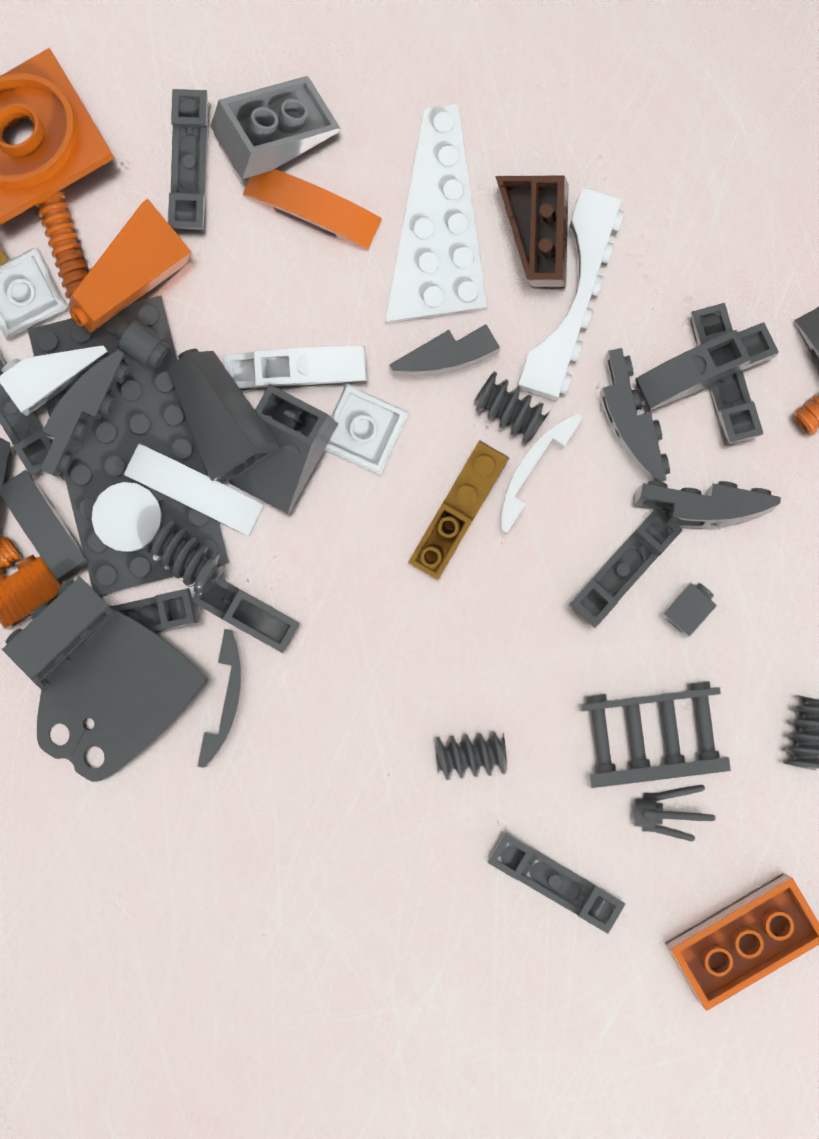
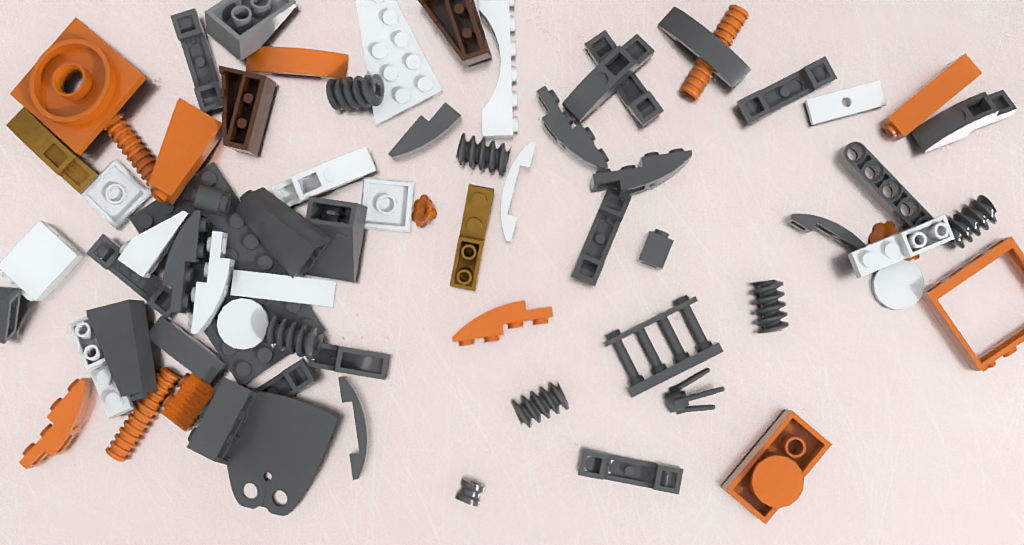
camera: 20 degrees left, 0 degrees up
(97, 465) = (210, 296): none -> white slope
(226, 242) = (245, 108): none -> reddish brown wedge
(341, 836) = (470, 492): none -> dark grey wheel
(374, 270) = (355, 92): none -> dark grey piece
(407, 453) = (423, 210): none -> orange plant
(444, 628) = (490, 324): none -> orange slope
(741, 961) = (777, 481): none -> orange tile

